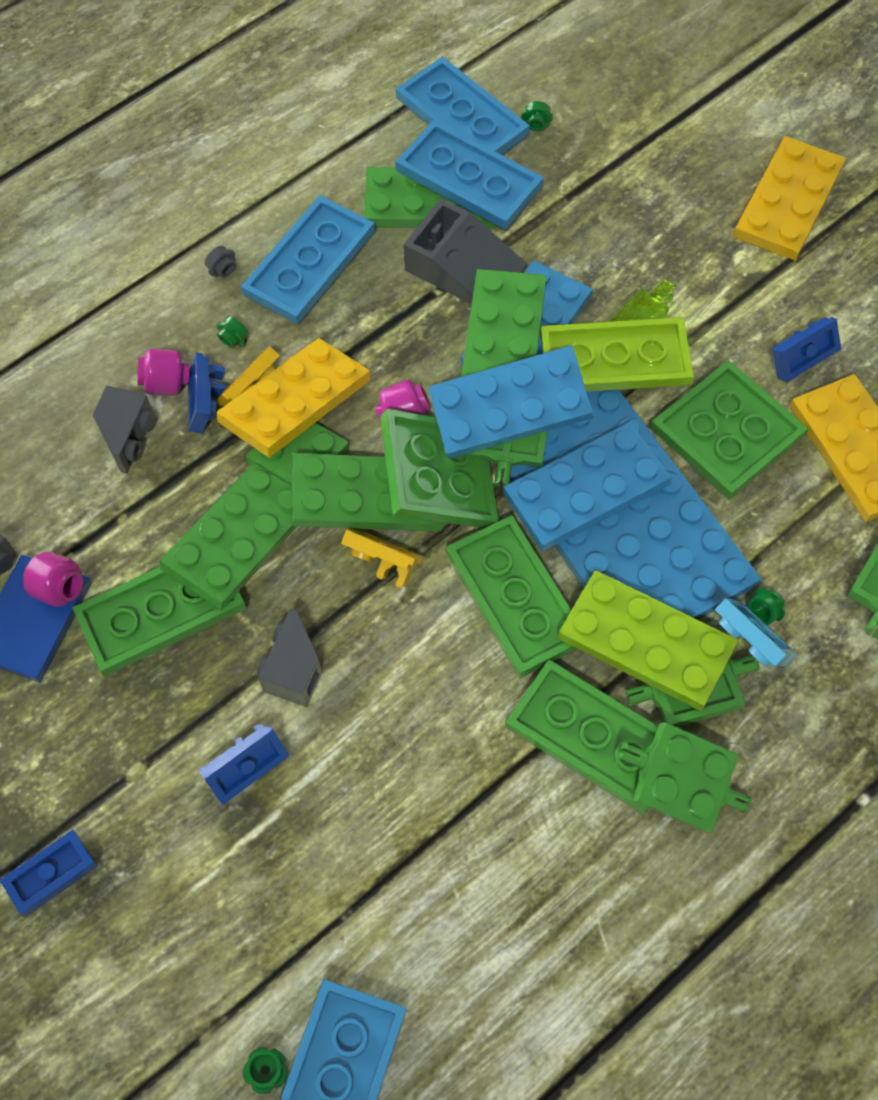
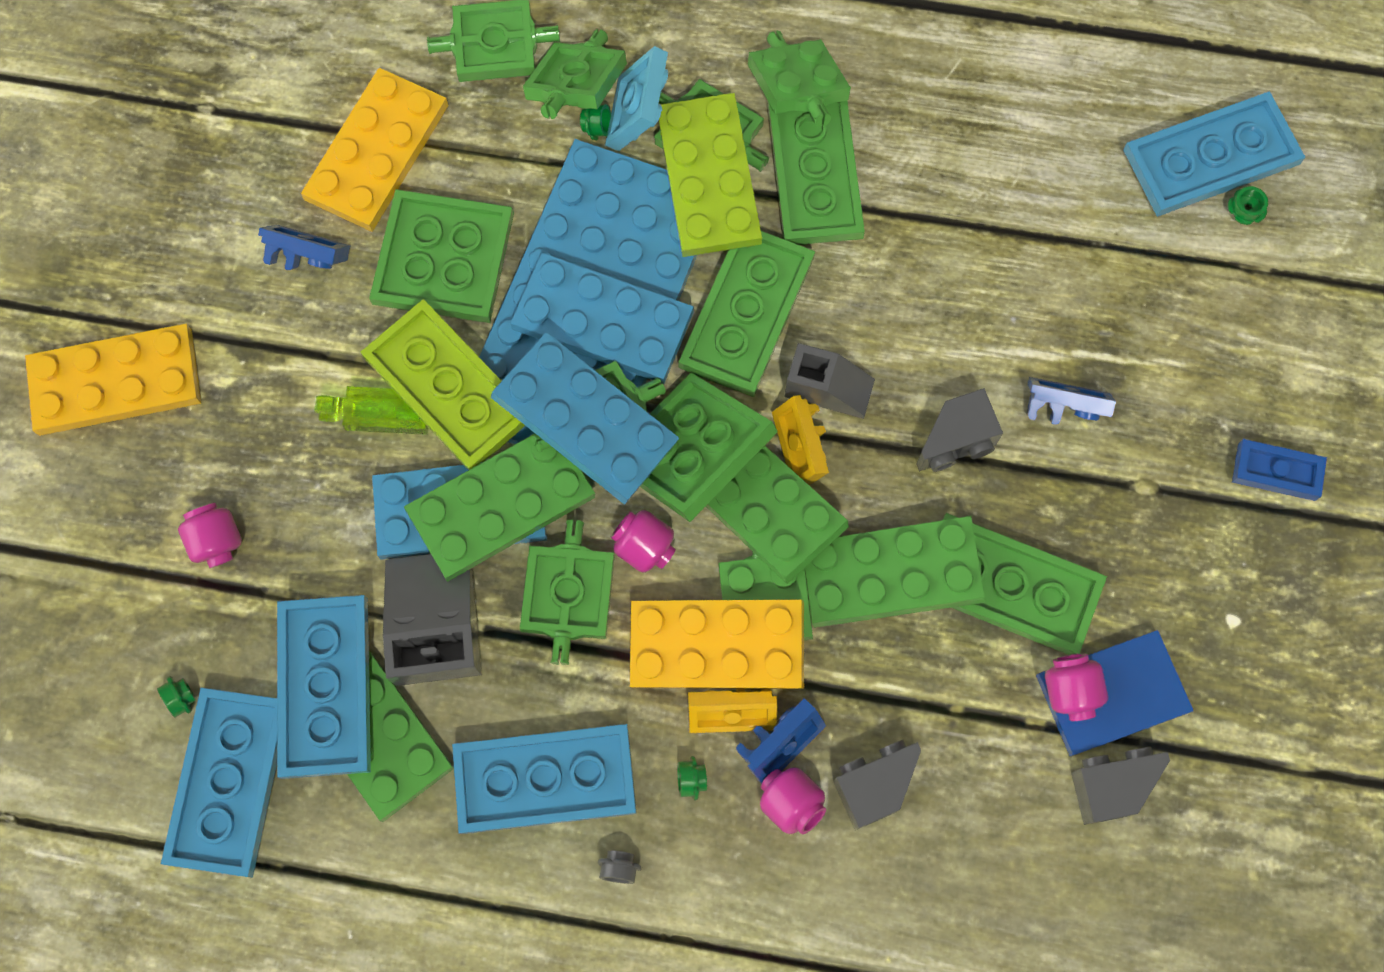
camera: 130 degrees left, 10 degrees up
(408, 598) = (829, 381): none -> dark grey slope
(411, 343) = (567, 592): none -> bright green plate
(627, 181) = (209, 535): none -> dark pink head
(817, 609) = (575, 75): none -> bright green plate

